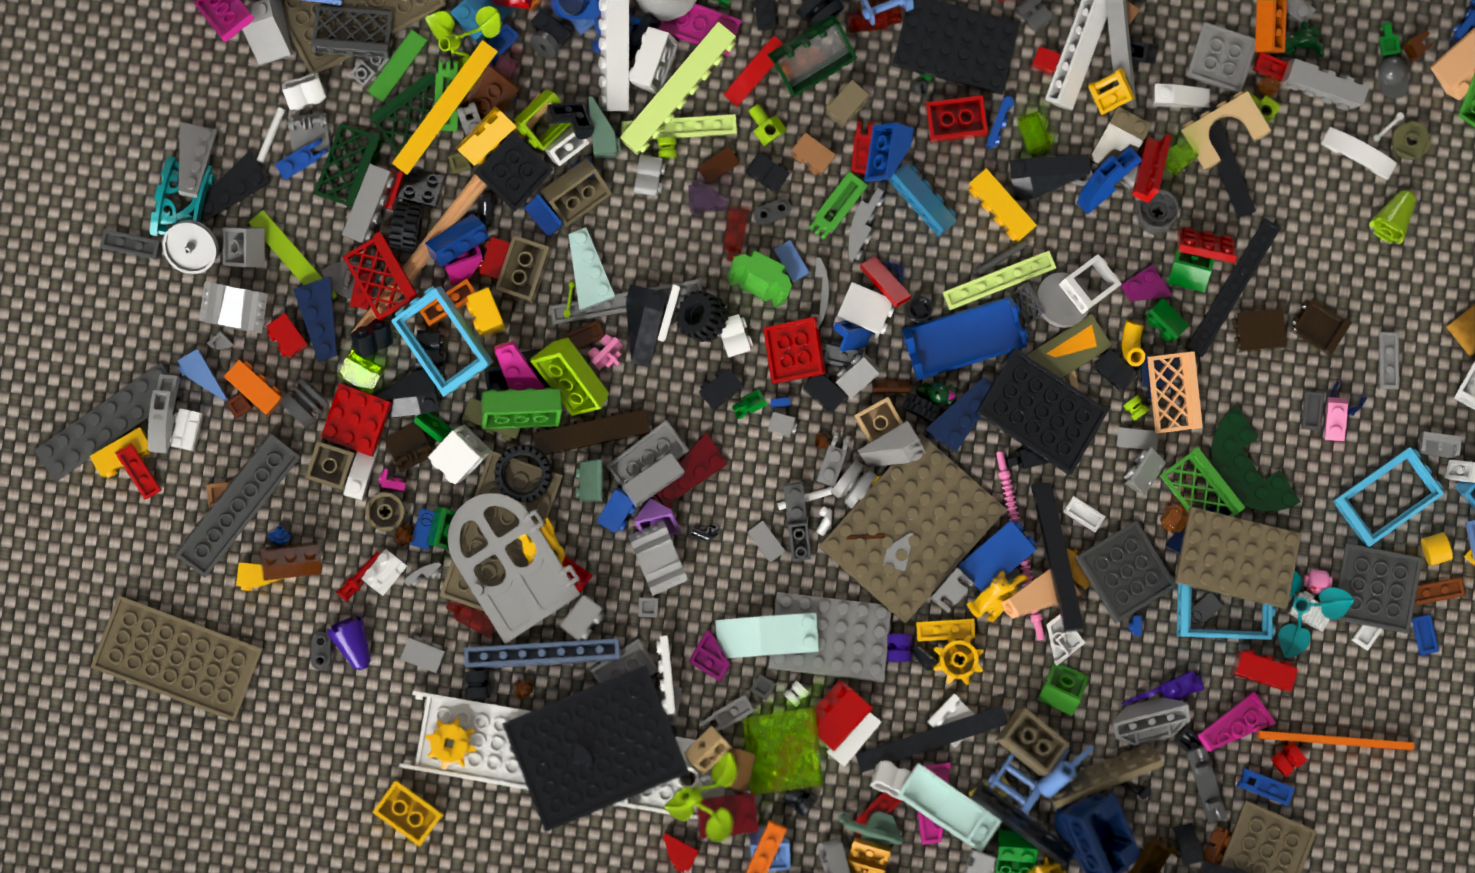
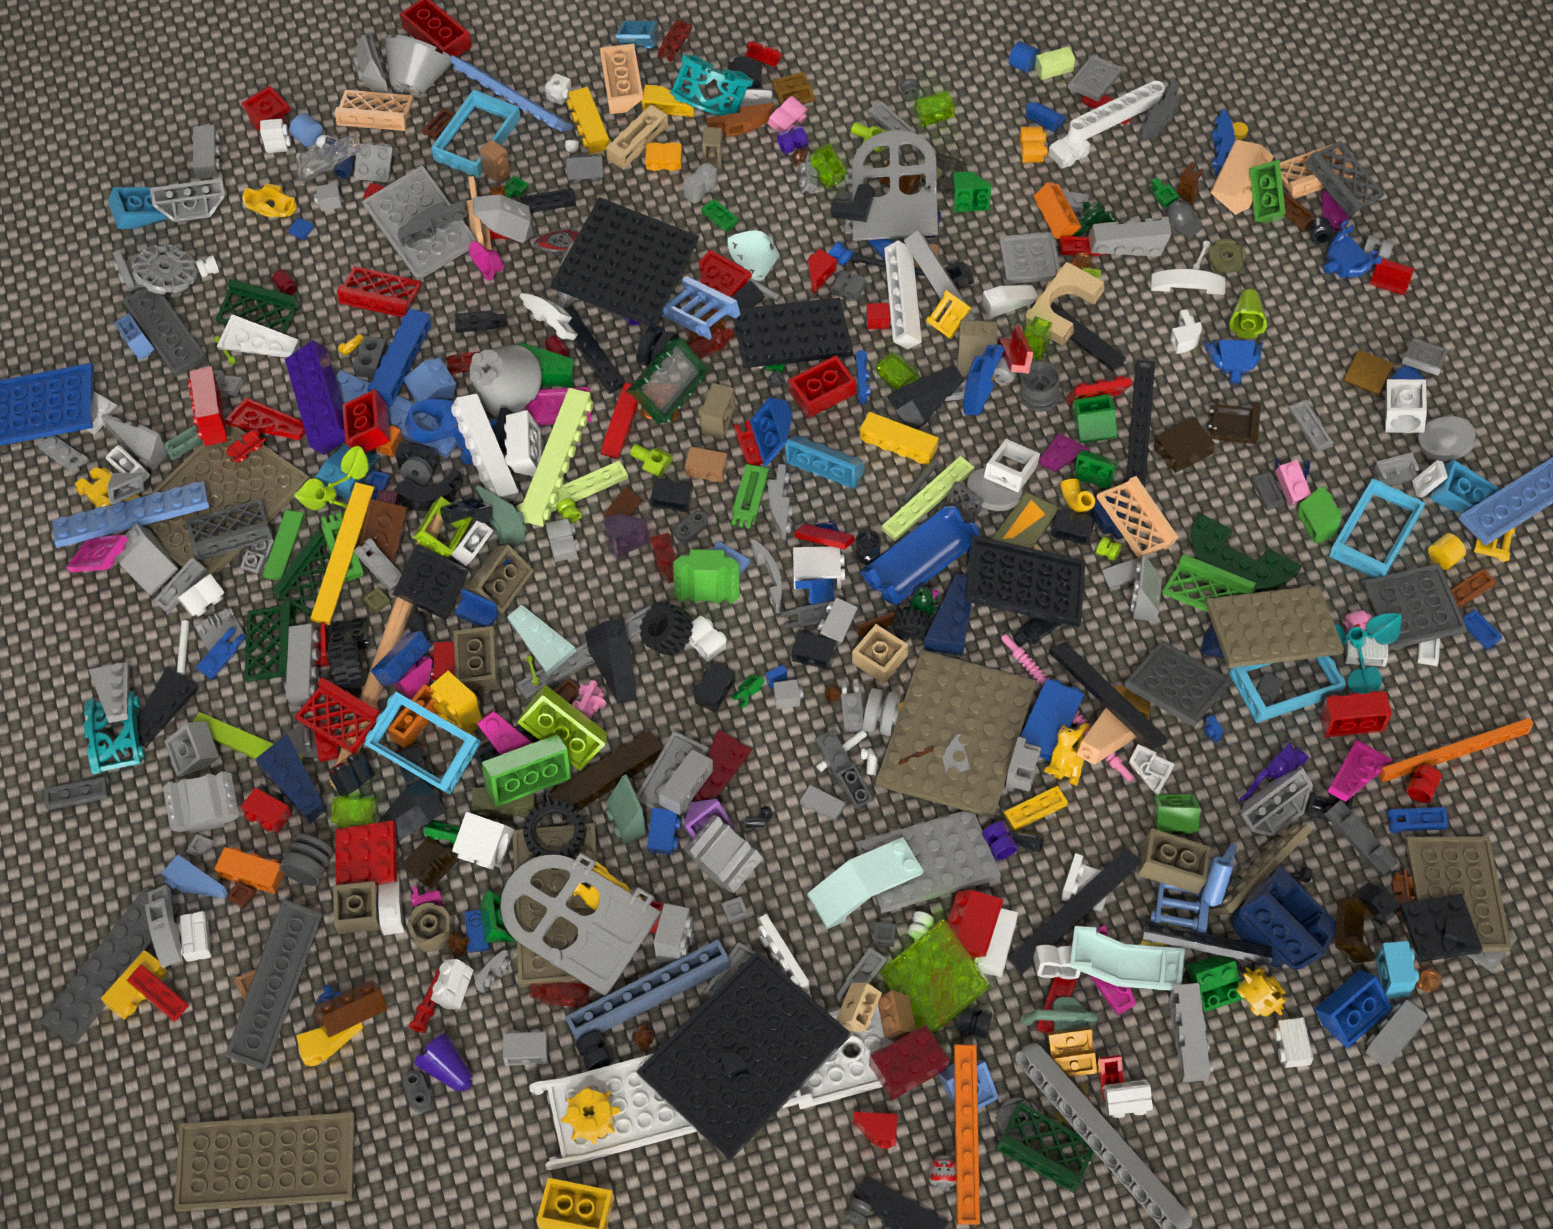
camera: 20 degrees left, 25 degrees down
(190, 247) = (137, 767): piece -> none
(289, 70) = (183, 580): none -> light grey tile
(485, 136) = (392, 557): yellow wedge -> none
(545, 76) = (422, 497): none -> black arch
(668, 312) = (633, 640): white tile -> none
(681, 805) = (907, 1062): lime plant -> none
(710, 657) = (819, 928): magenta wing -> none
(794, 350) = (768, 624): red plate -> none
(894, 447) = (903, 663): light grey slope -> none
(963, 649) = (1062, 826): yellow brick -> none
(1084, 514) = (1111, 657): white tile -> none
(1174, 519) = (1196, 624): clear orange head -> none
(1325, 215) = (1187, 335): none -> white brick
(1342, 462) = (1320, 515): none -> bright green slope
(1356, 259) = (1234, 357): none -> blue torso

